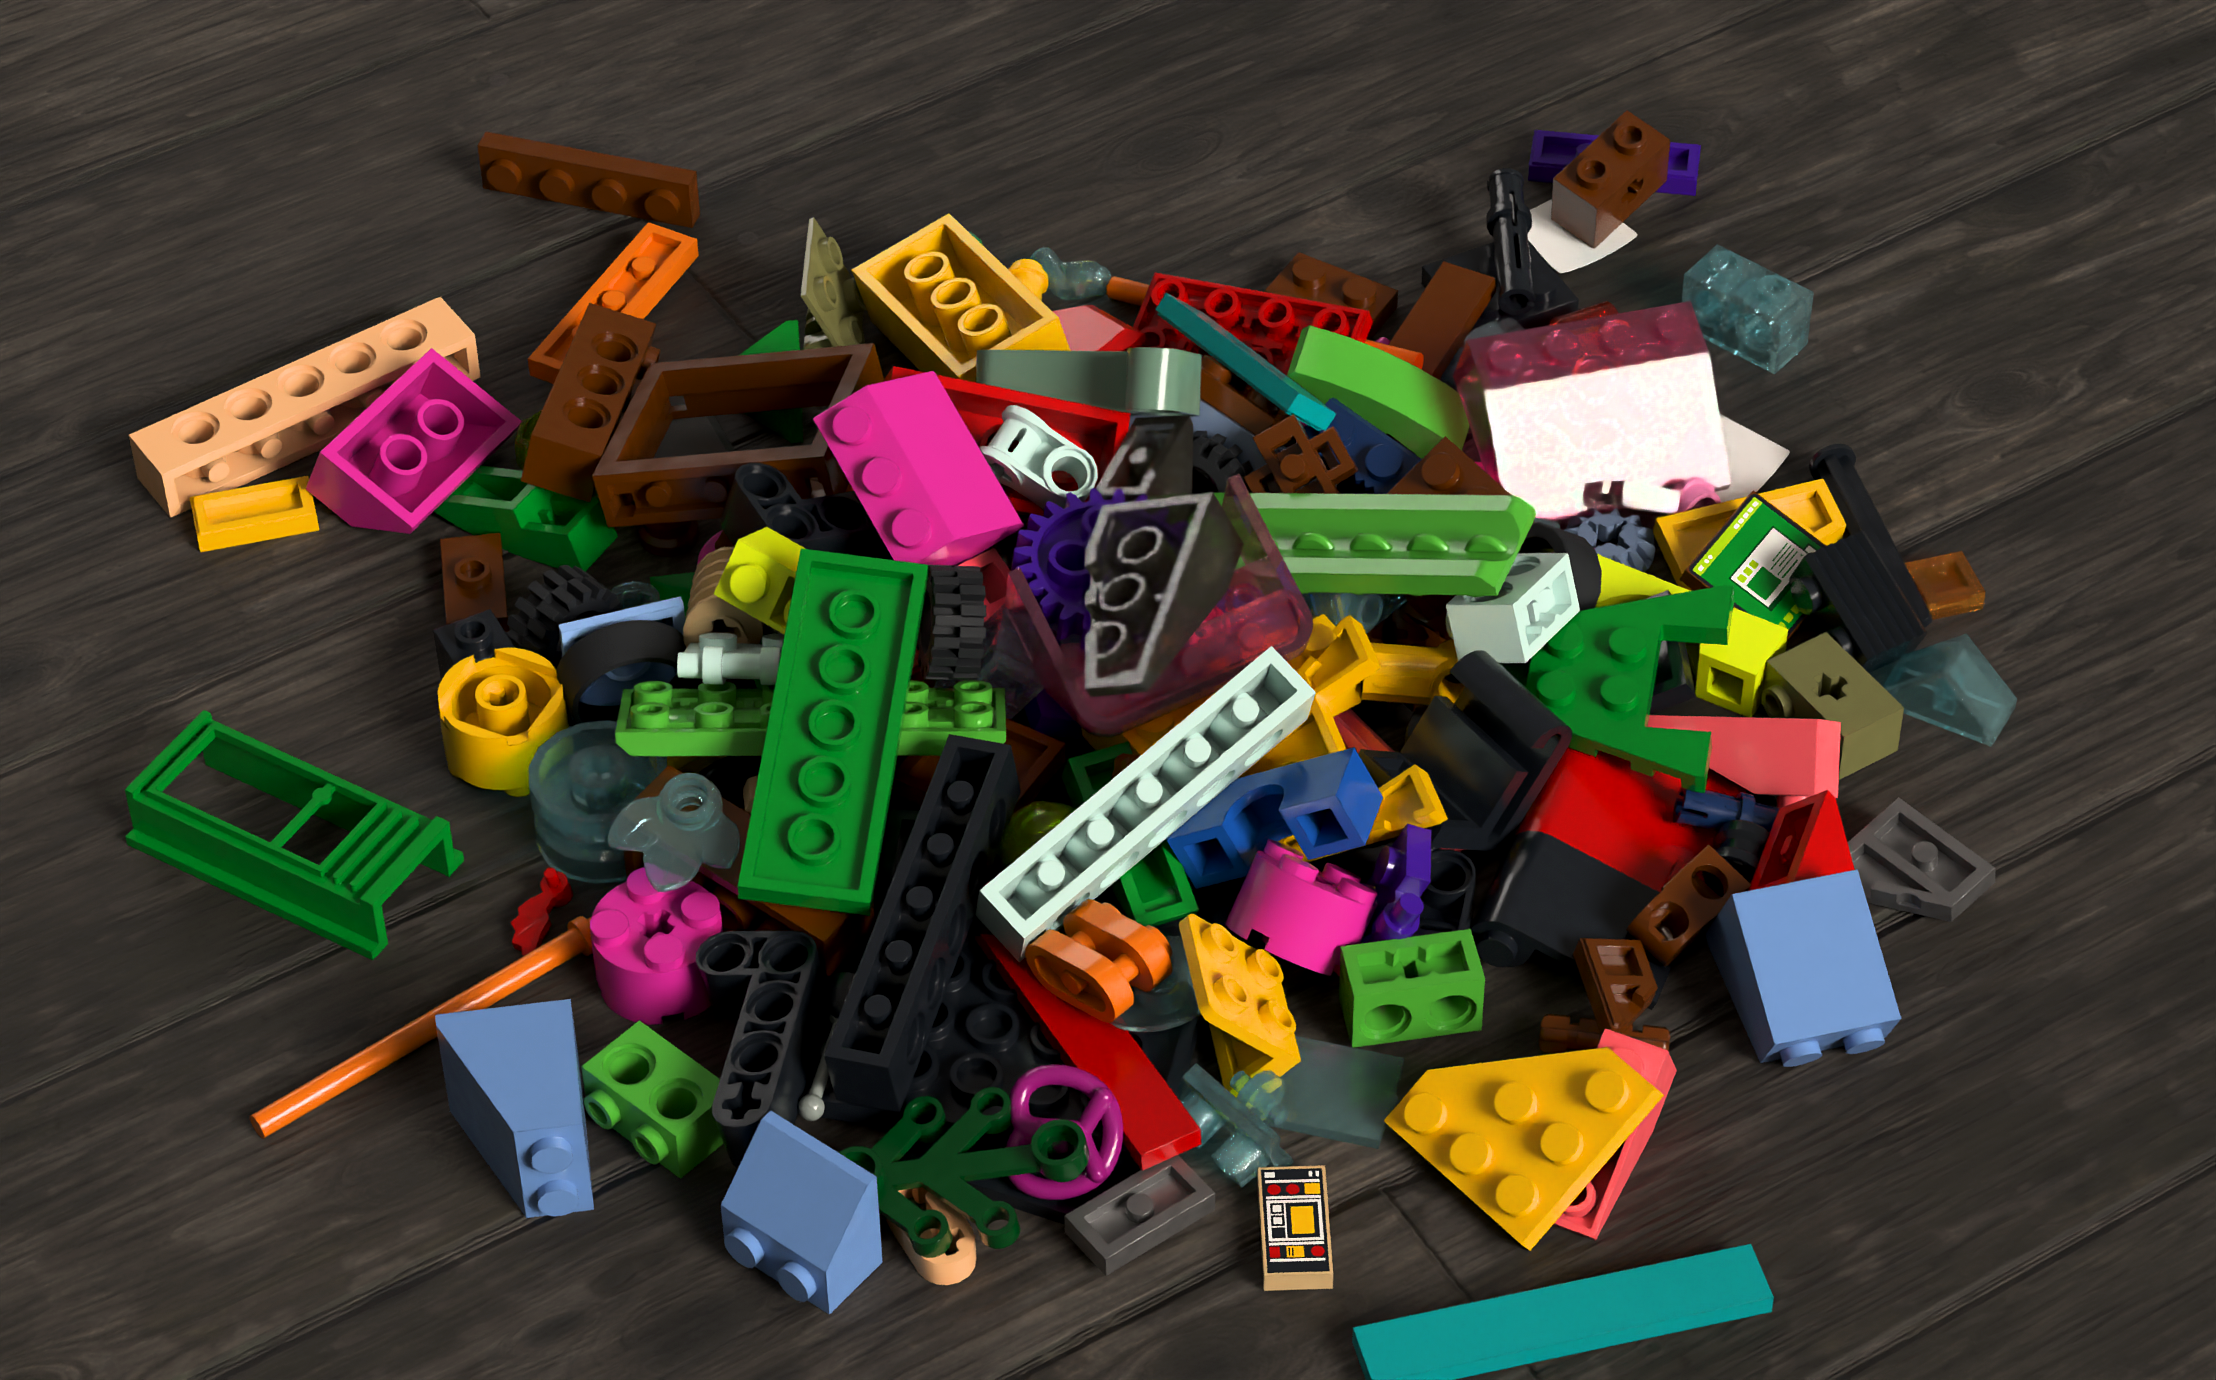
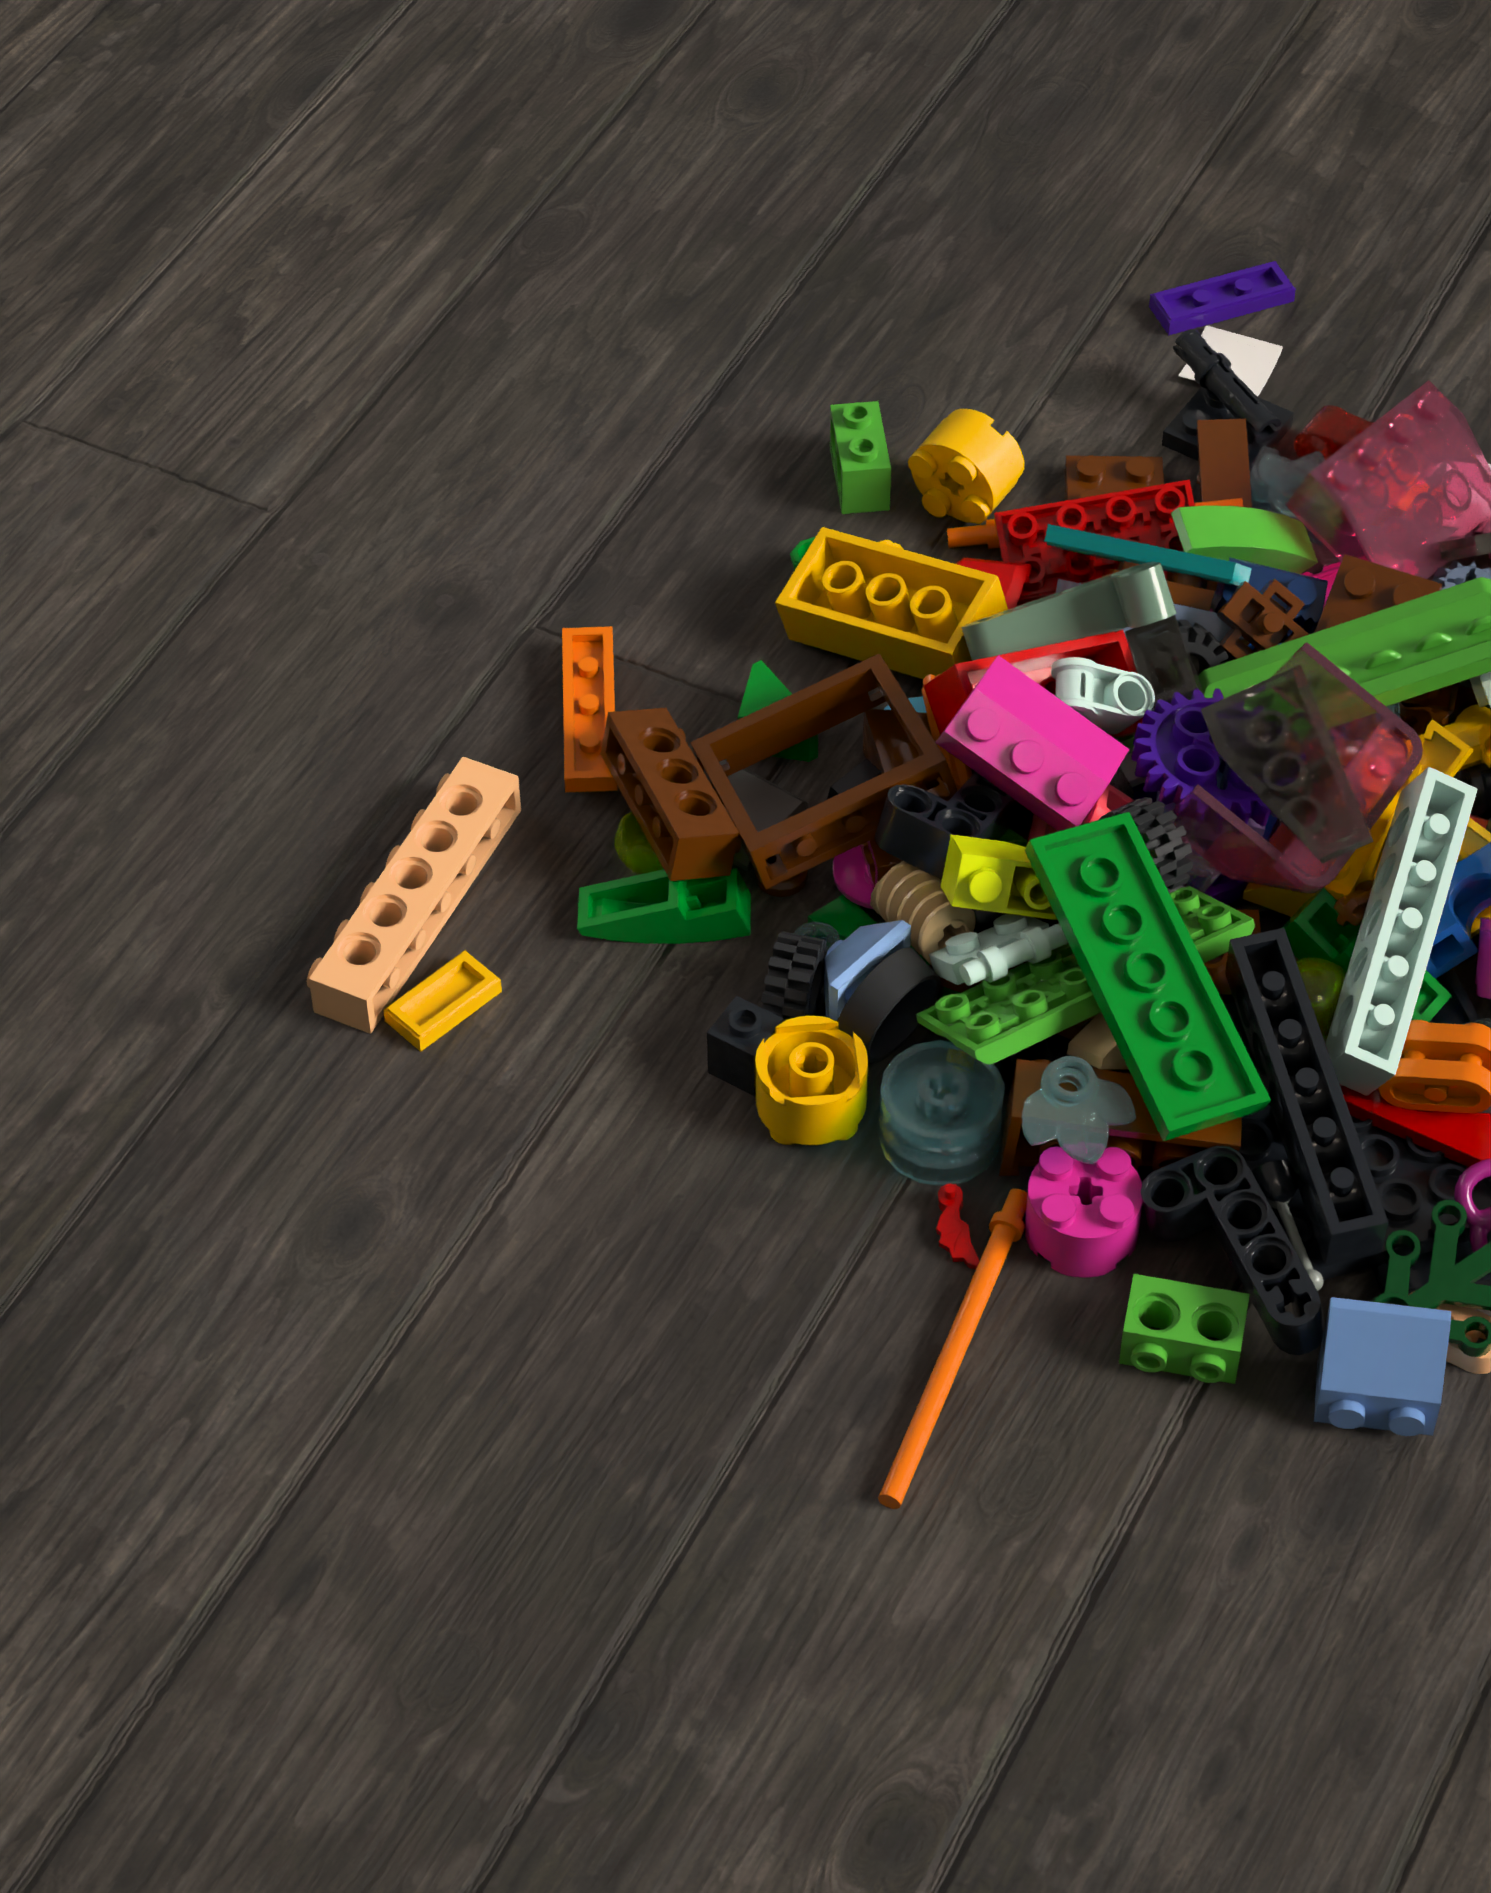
camera: 30 degrees left, 5 degrees up
(330, 899) = (808, 1288): green piece -> none
(410, 448) = (544, 893): dark pink slope -> none
(474, 577) = (672, 982): reddish brown plate -> none
(522, 1100) = (1108, 1382): medium blue slope -> none
(589, 179) = (480, 612): reddish brown plate -> none
(830, 294) = (763, 638): olive hinge -> none
(1072, 279) = (923, 539): clear light blue arm -> none
(1080, 174) = (860, 457): none -> bright green brick
(1166, 218) = (966, 467): none -> yellow brick
(1610, 179) = (1251, 310): reddish brown brick -> none
(1748, 308) = (1408, 361): clear light blue brick -> none

